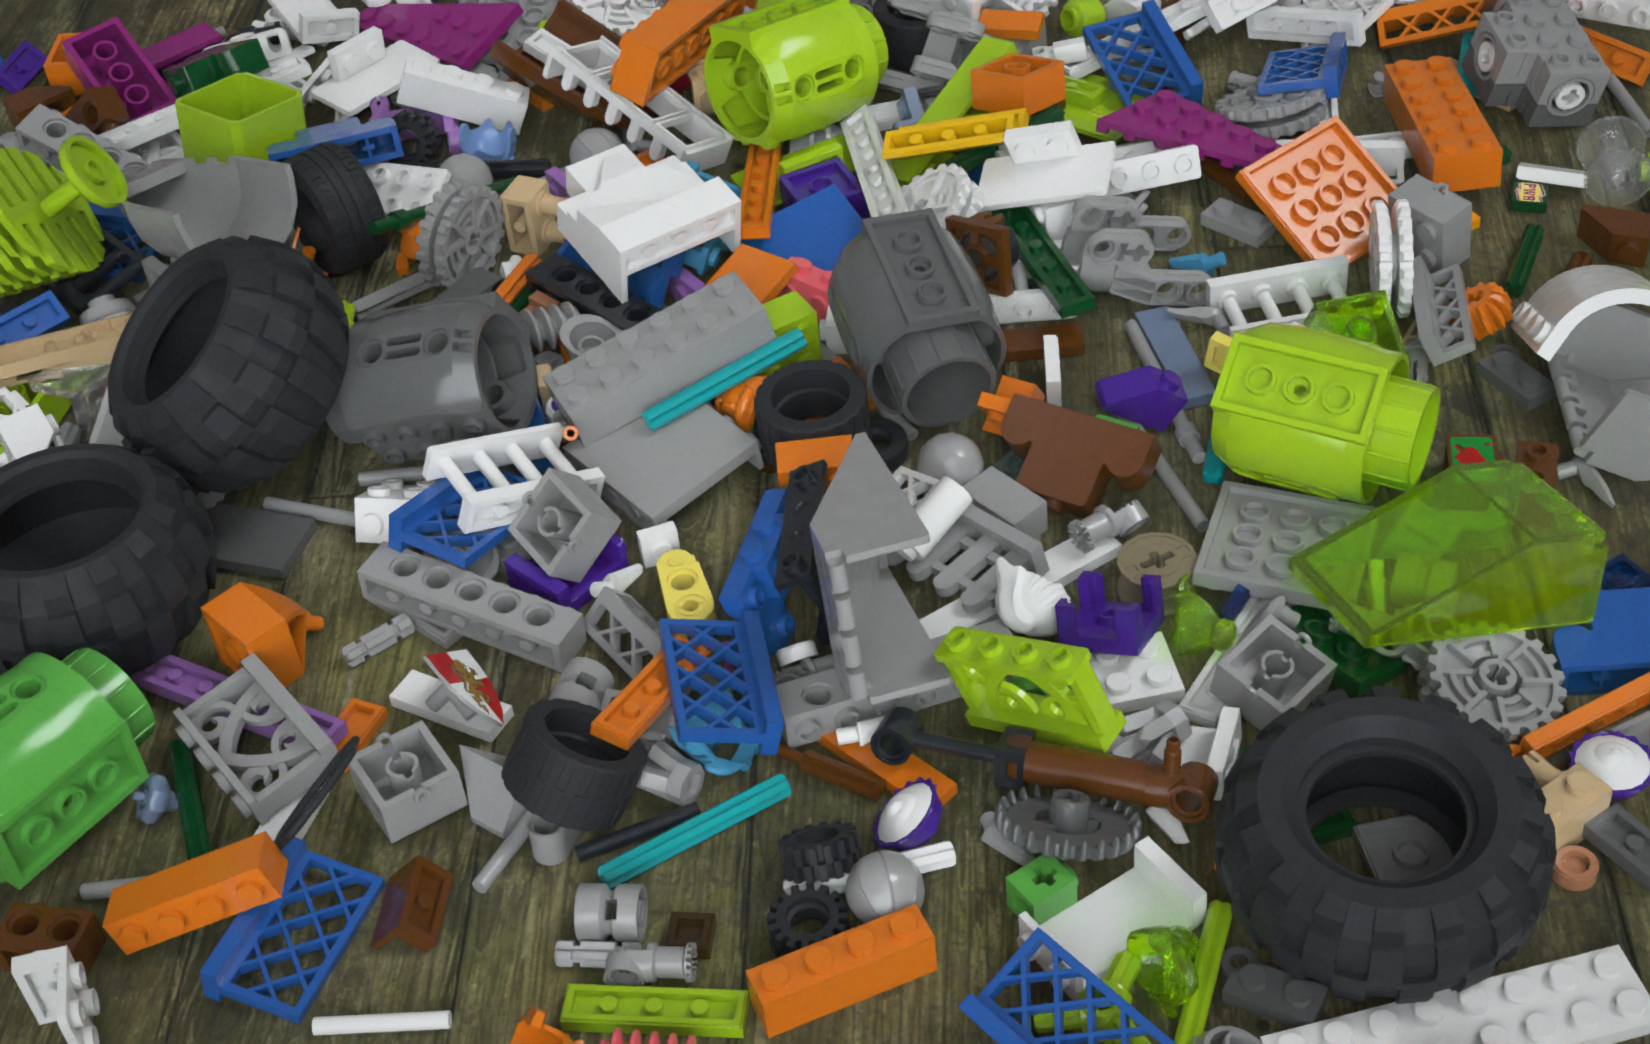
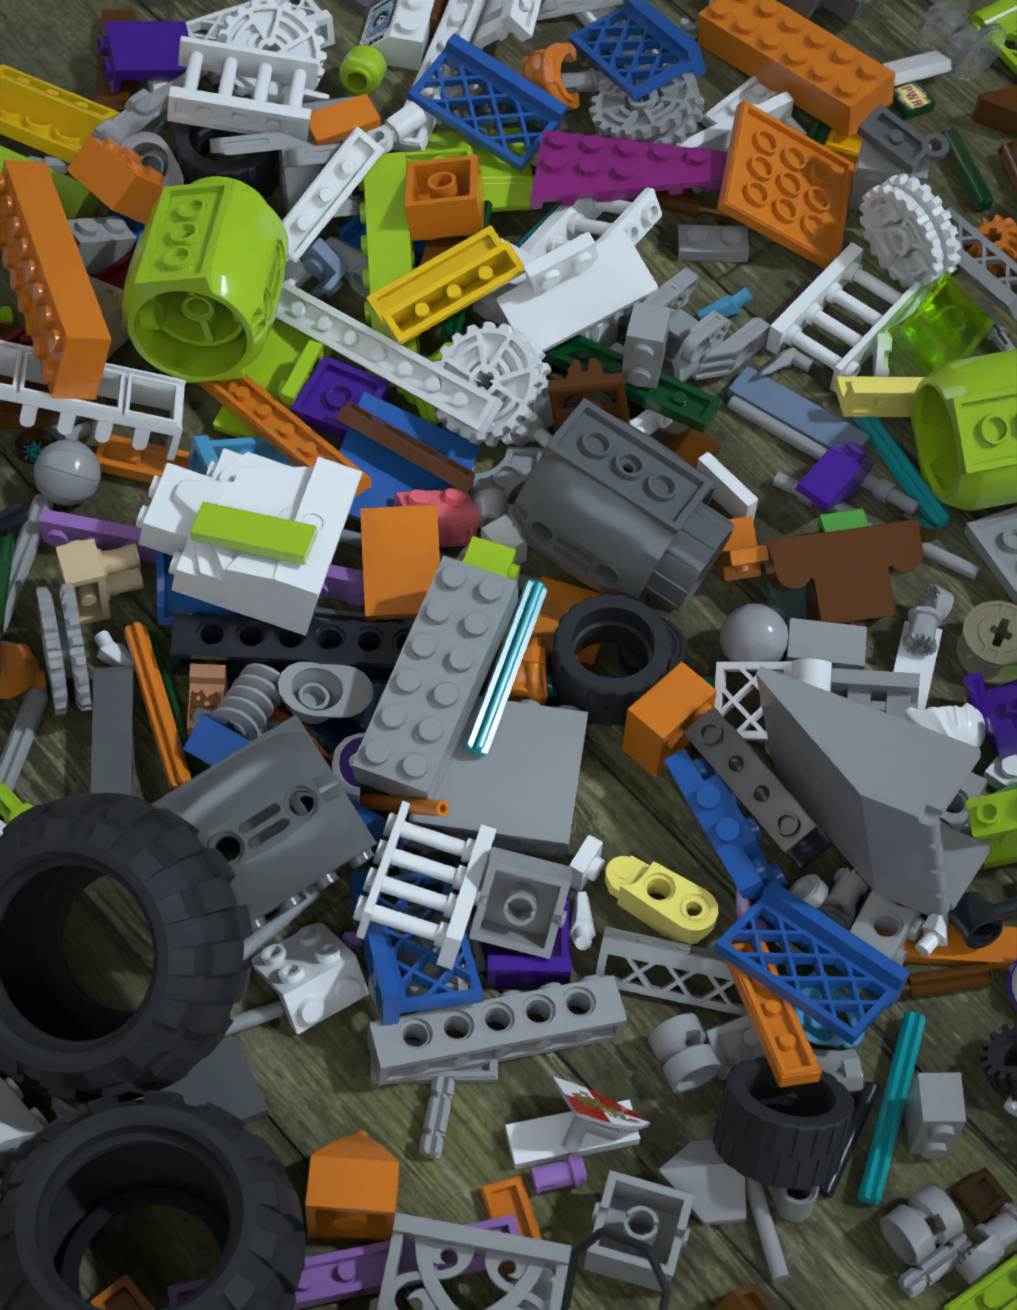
camera: 50 degrees left, 15 degrees up
(404, 717) = (559, 1174): none -> medium lavender pin
(616, 195) = (253, 533): none -> lime tile
(703, 840) = (934, 1114): none -> light grey brick
(817, 213) = (406, 446): none -> reddish brown tile
(936, 52) = (329, 190): none -> white tile
(1055, 224) = (645, 344): none -> light grey brick
(1183, 468) = (926, 527): none -> dark brown tile
(1215, 62) = (544, 71): none -> orange helmet
(1436, 182) = (900, 140): none -> dark grey hinge

